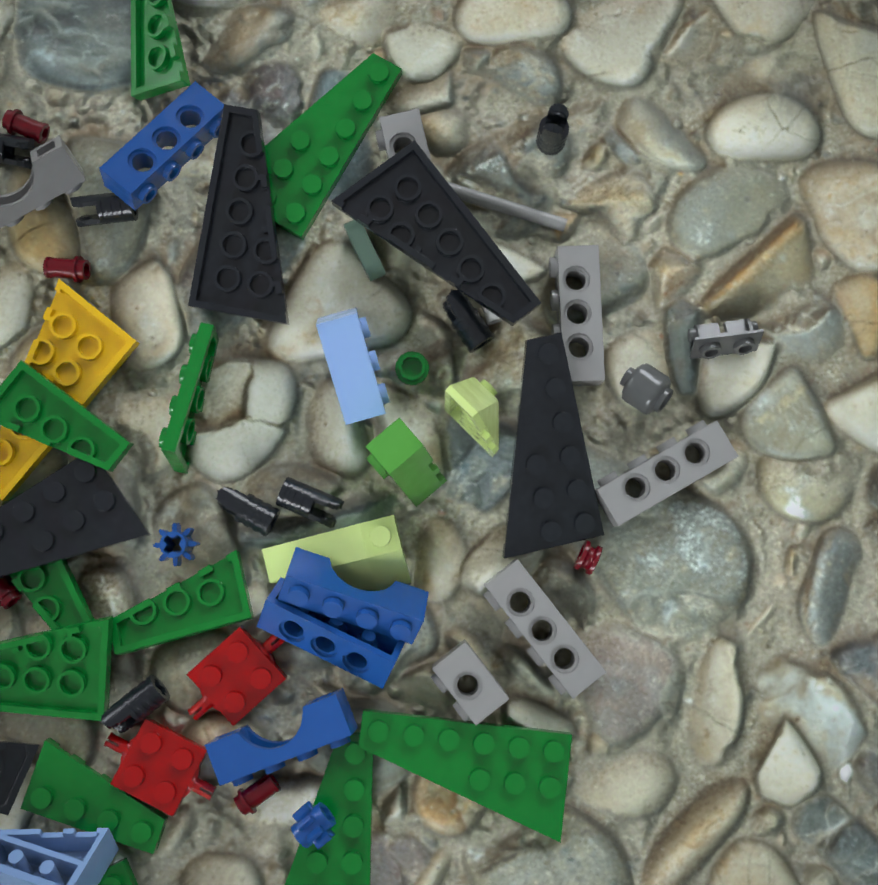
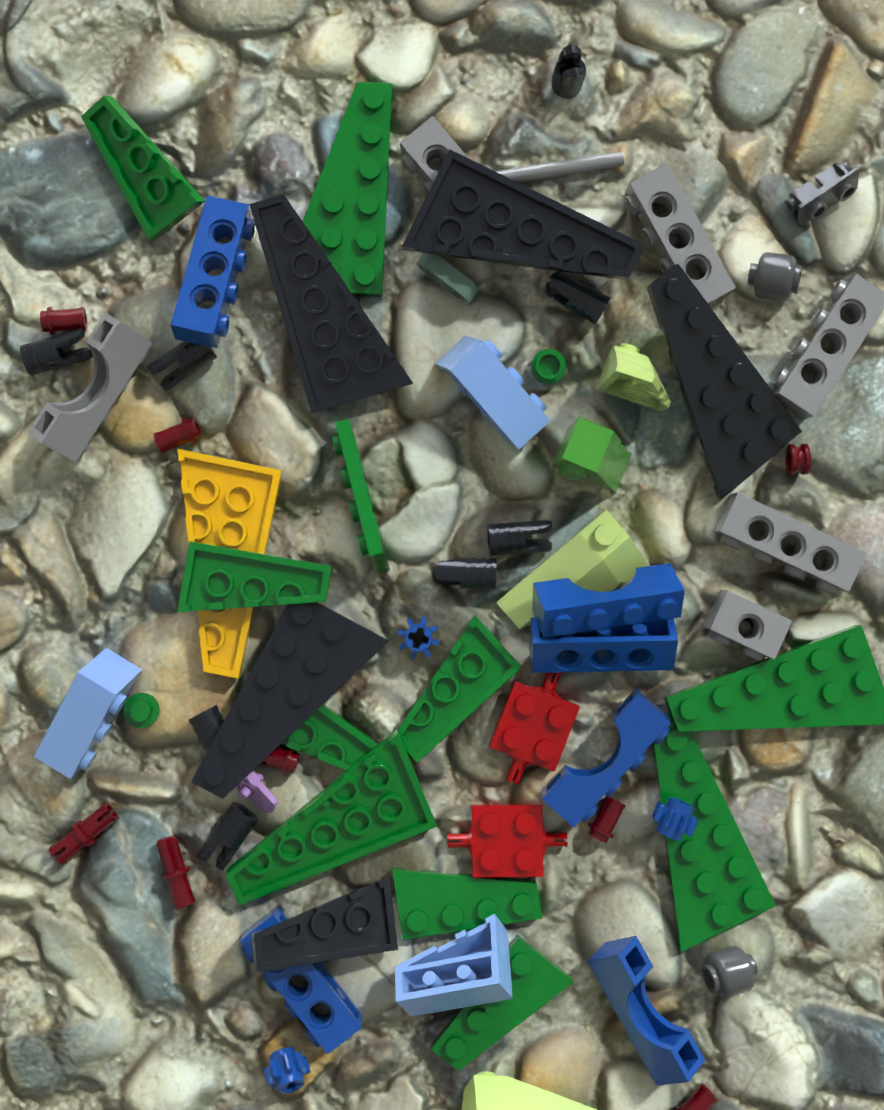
camera: 25 degrees left, 5 degrees up
(136, 705) = (458, 797): black hinge -> none

